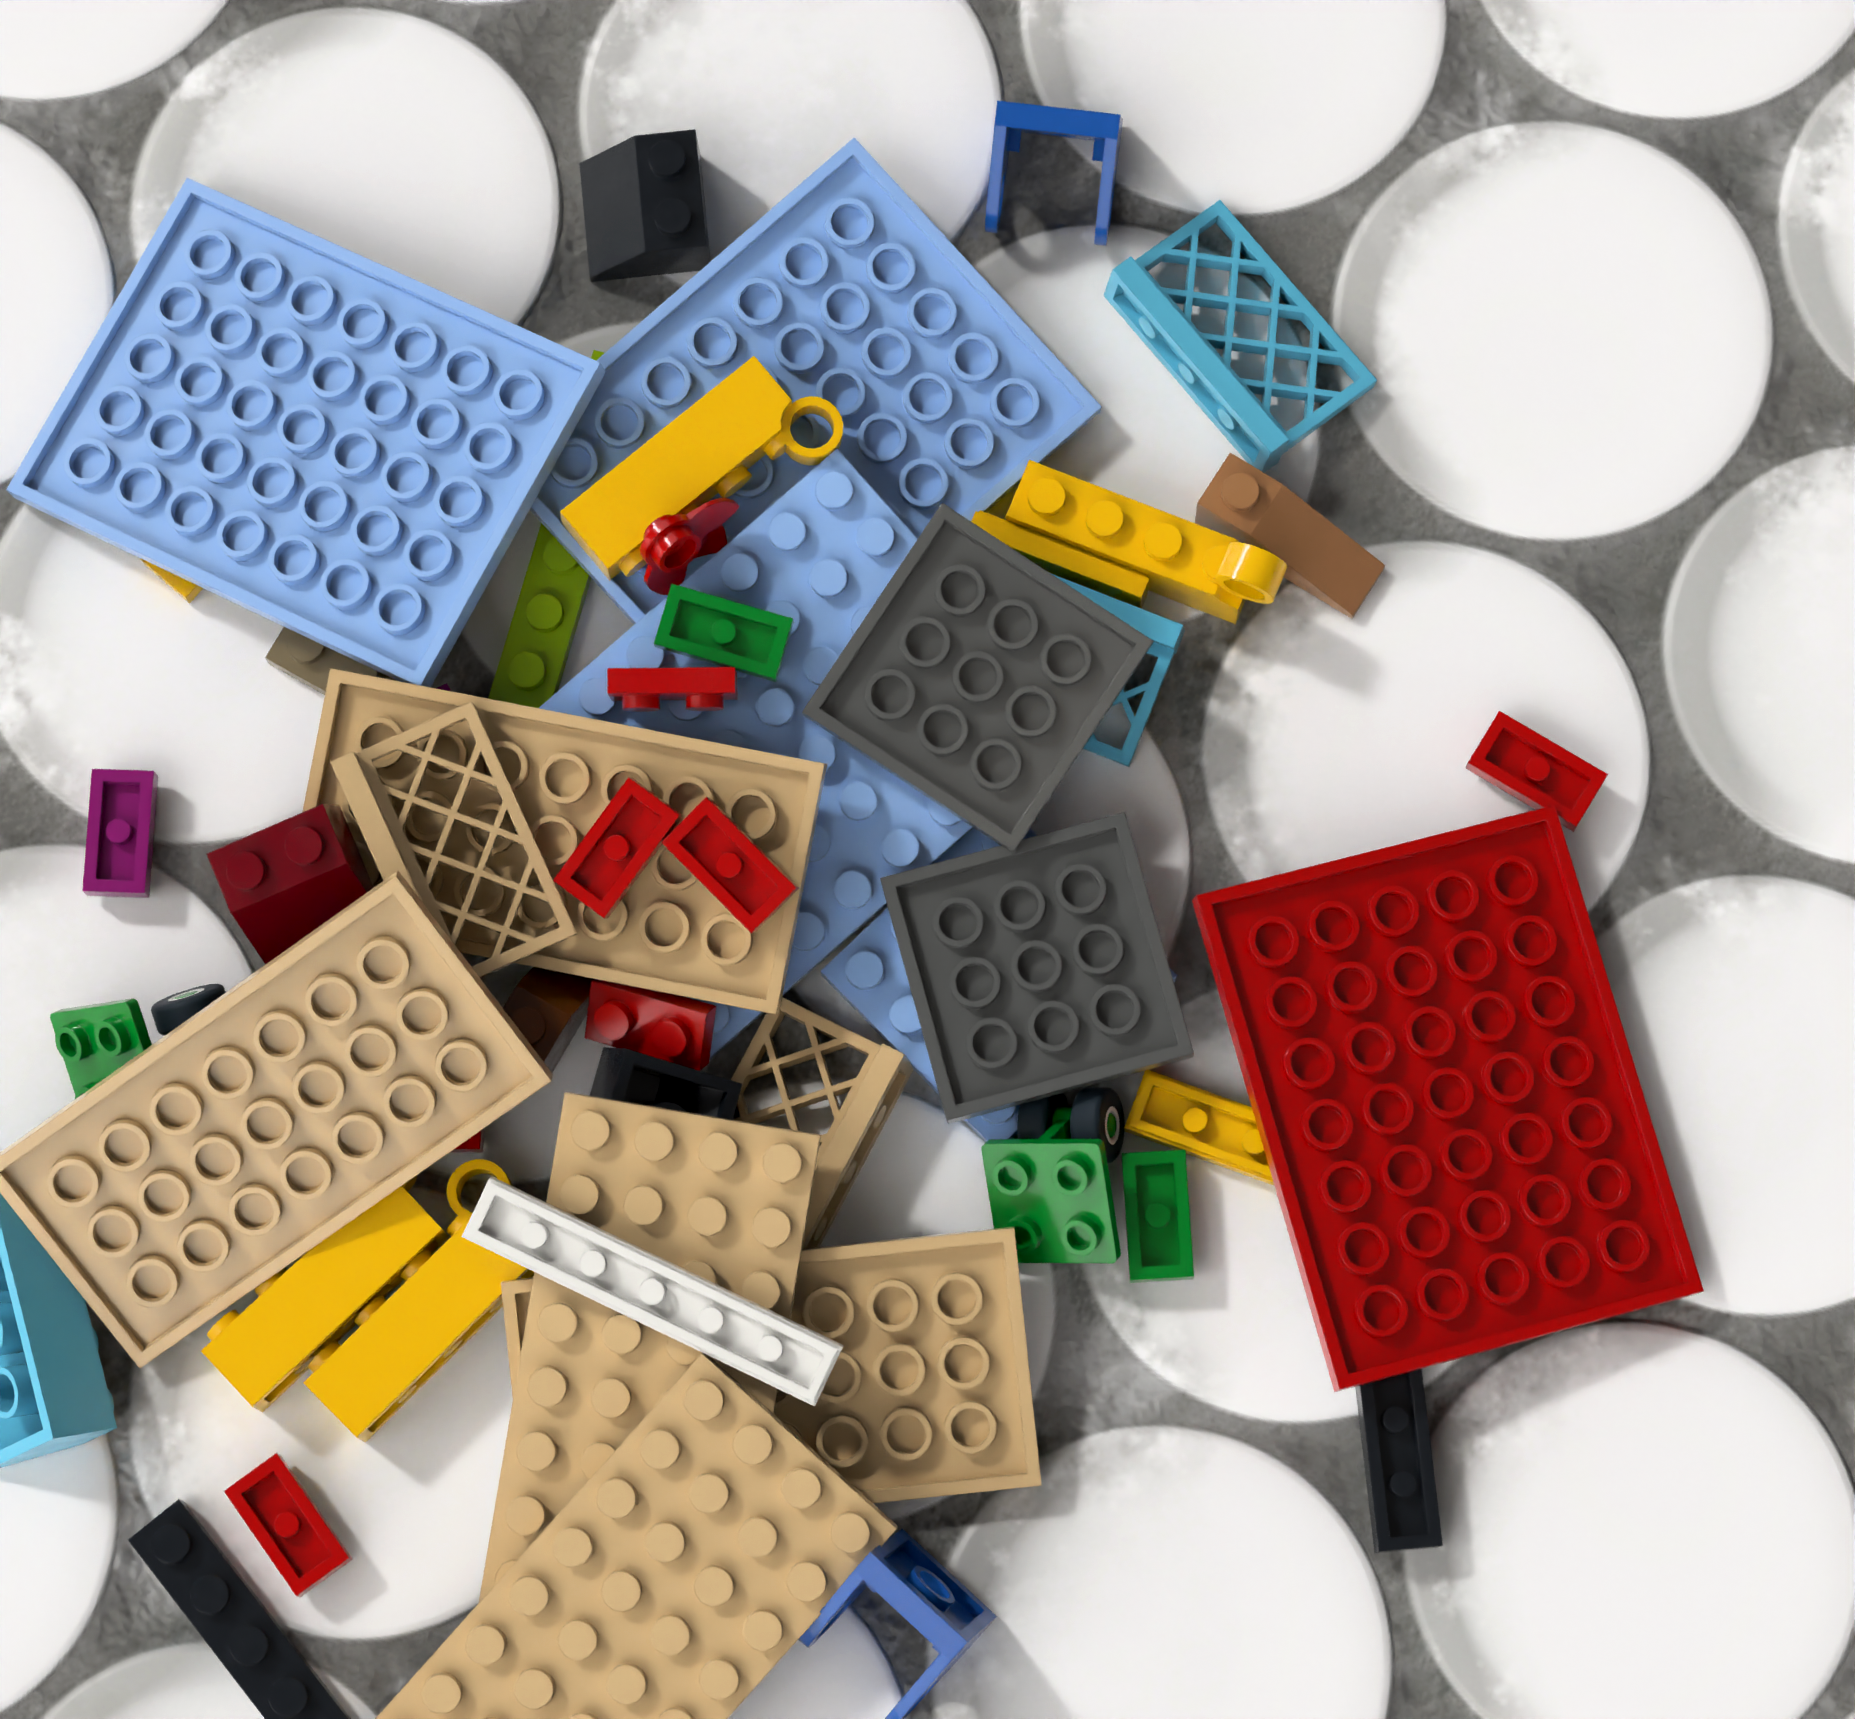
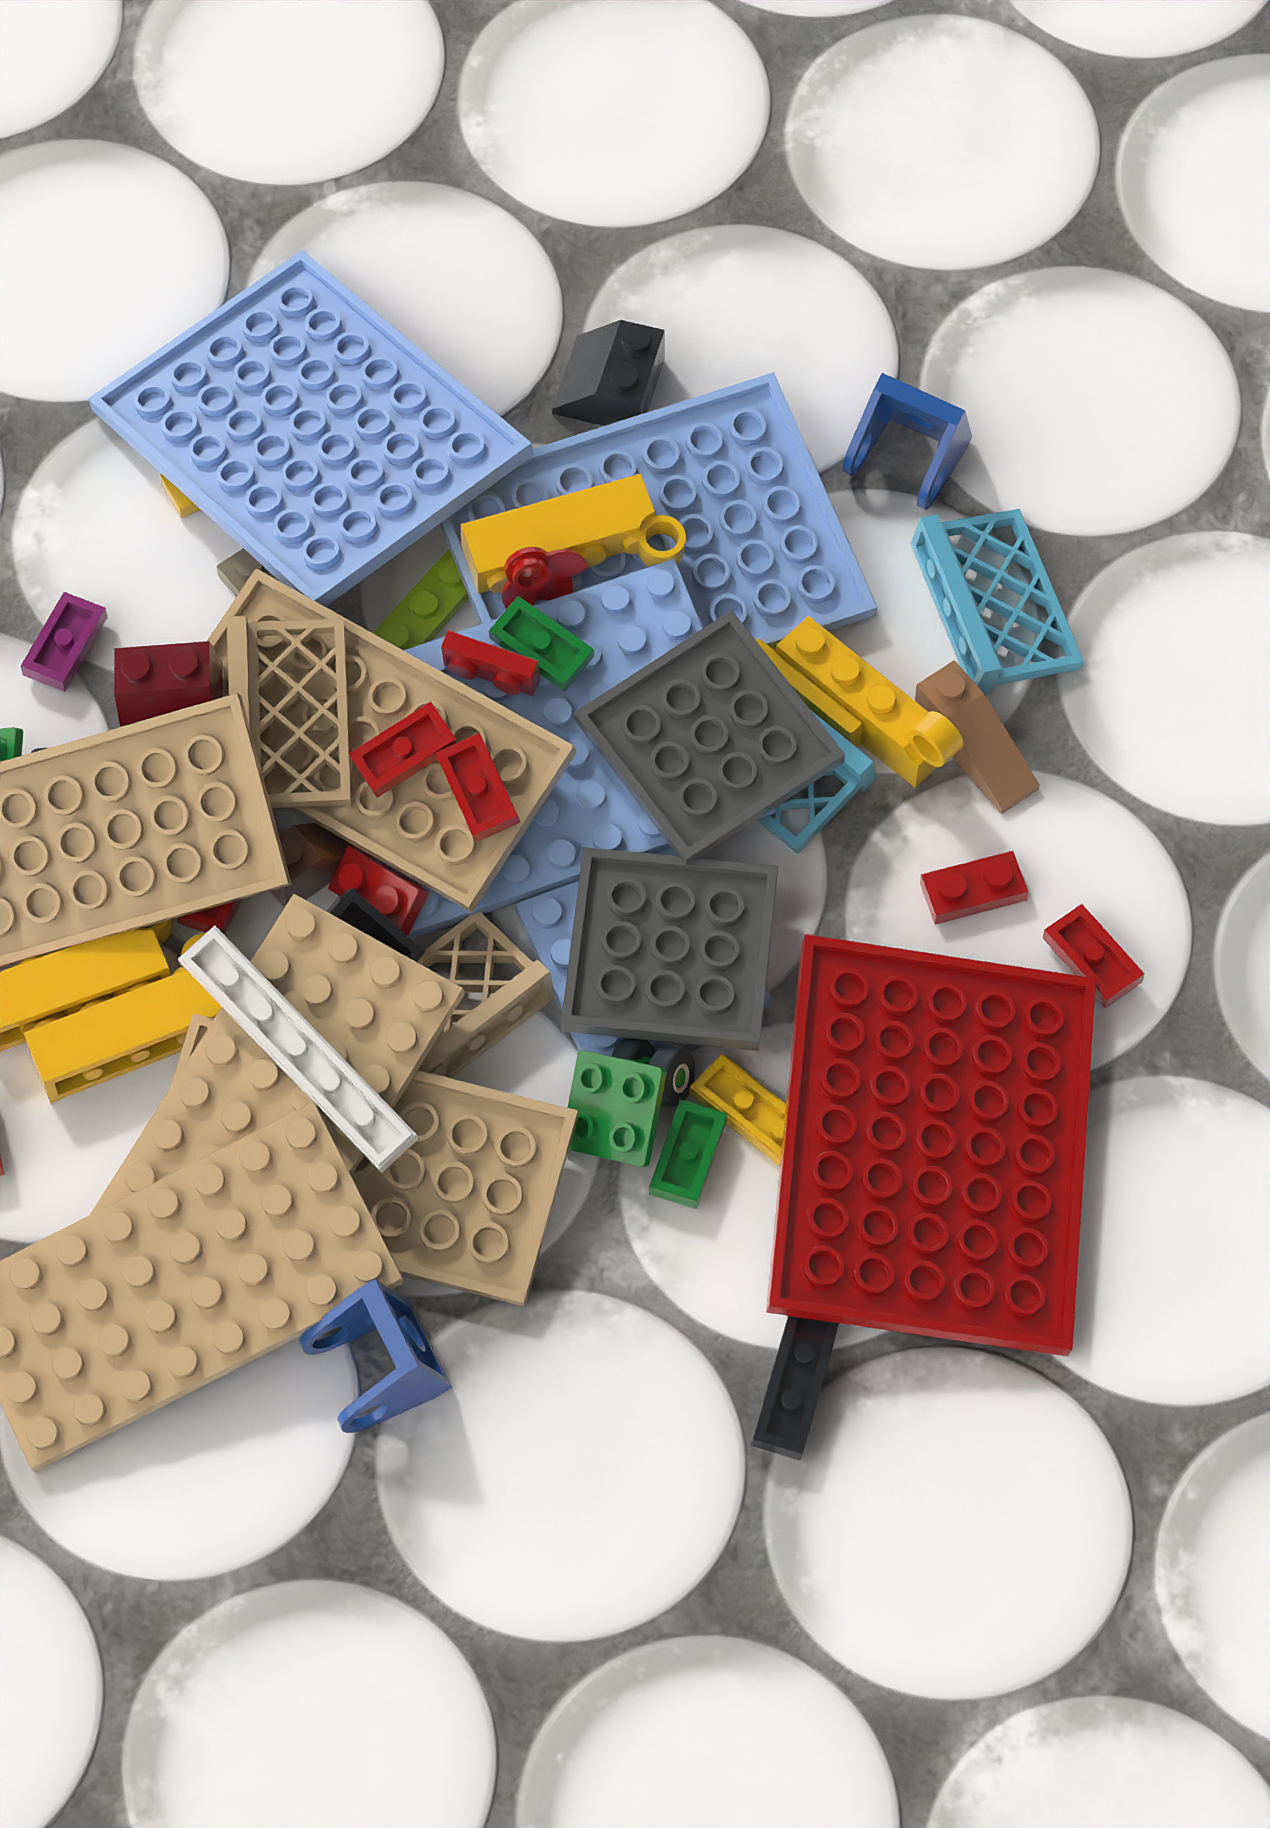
camera: 15 degrees right, 15 degrees down
(1358, 732) = (973, 887): none -> red plate

